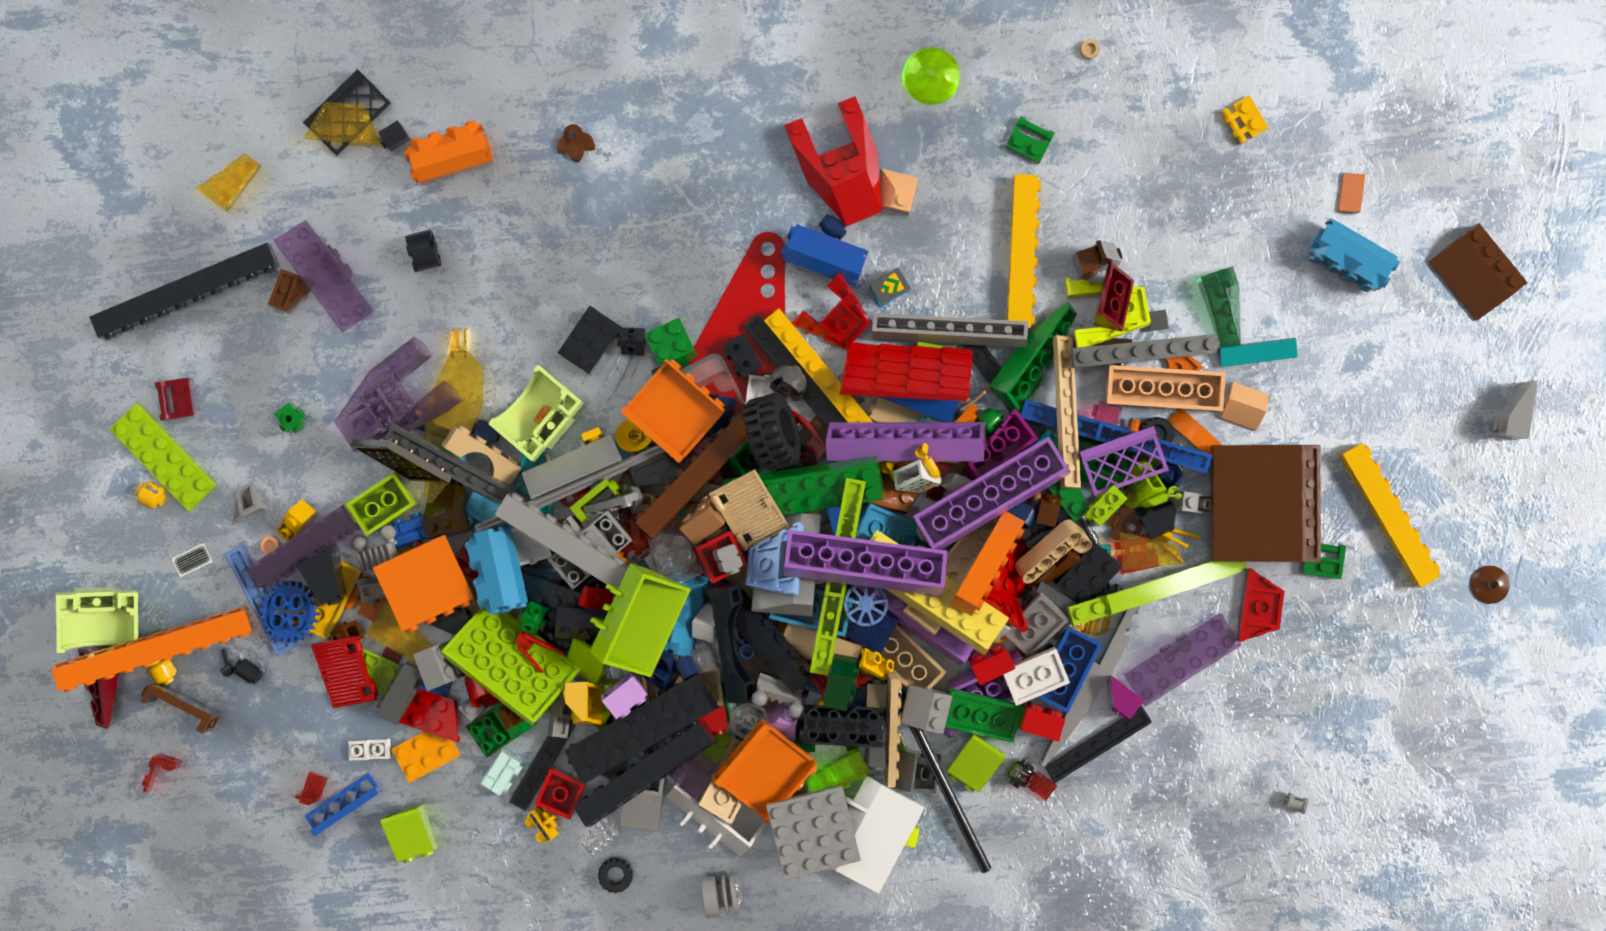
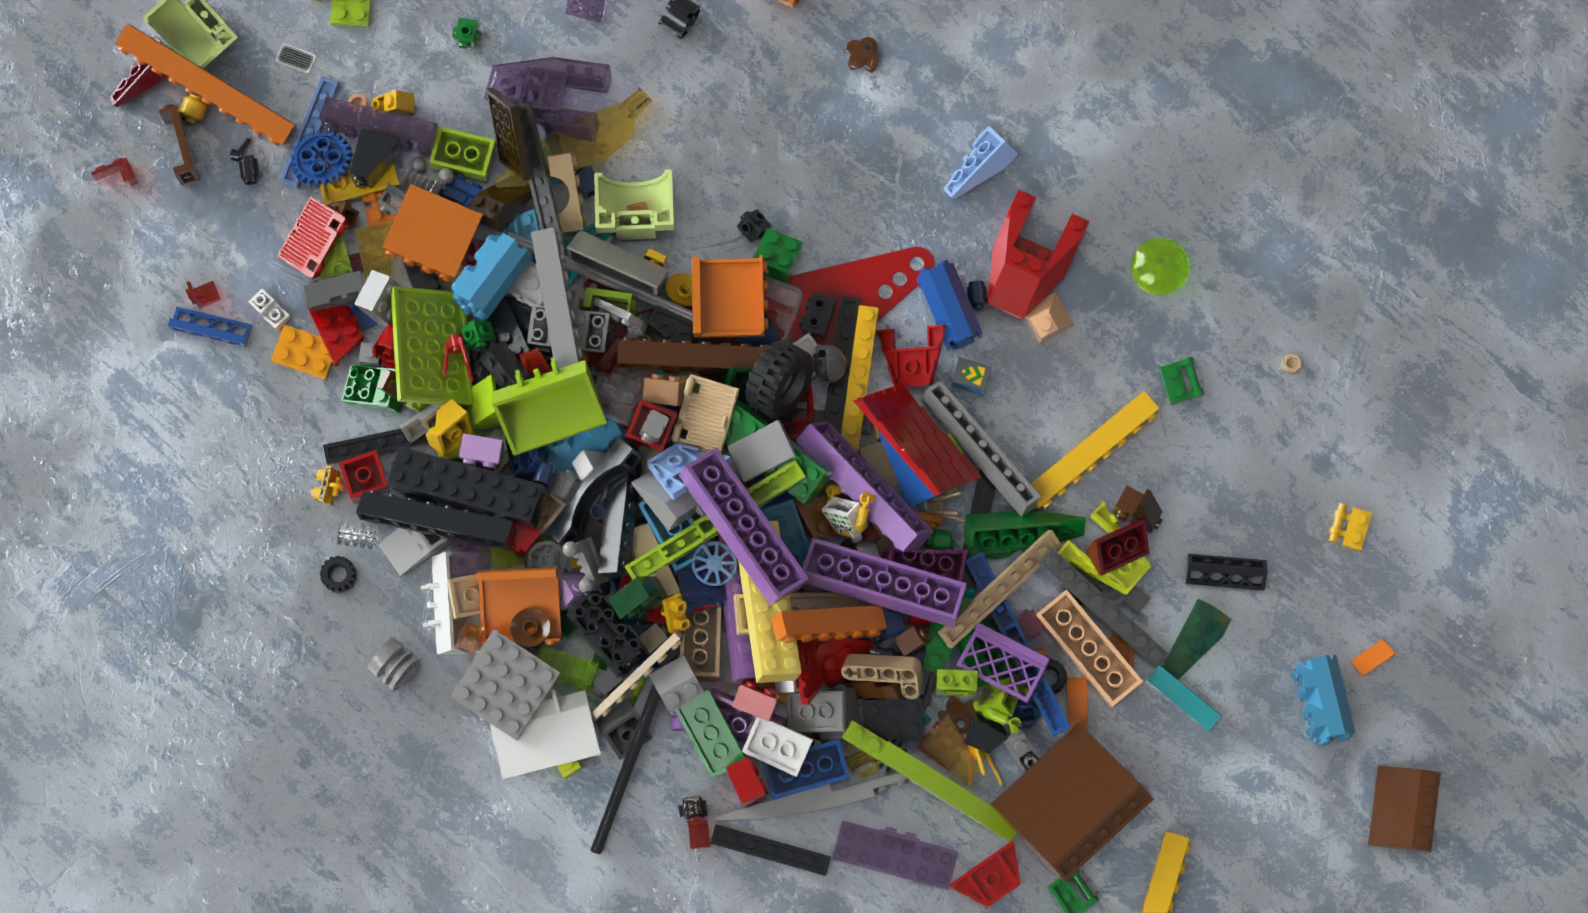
camera: 50 degrees right, 10 degrees down
(247, 503) = (374, 60): light grey slope -> none
(409, 833) = (233, 393): lime slope -> none
(501, 772) = (340, 420): light aqua brick -> none
(590, 340) = (725, 195): black brick -> none
(738, 130) = (987, 158): none -> light blue wedge
(755, 827) = (470, 638): none -> clear orange brick
(779, 780) = (530, 619): none -> reddish brown dish
(816, 495) = (762, 451): none -> light grey tile
(975, 762) = (669, 765): lime slope -> none
(1122, 698) = (822, 832): magenta slope -> none
(1195, 234) = (1227, 568): none -> black fence
(1245, 406) = (1133, 725): light nougat slope -> none

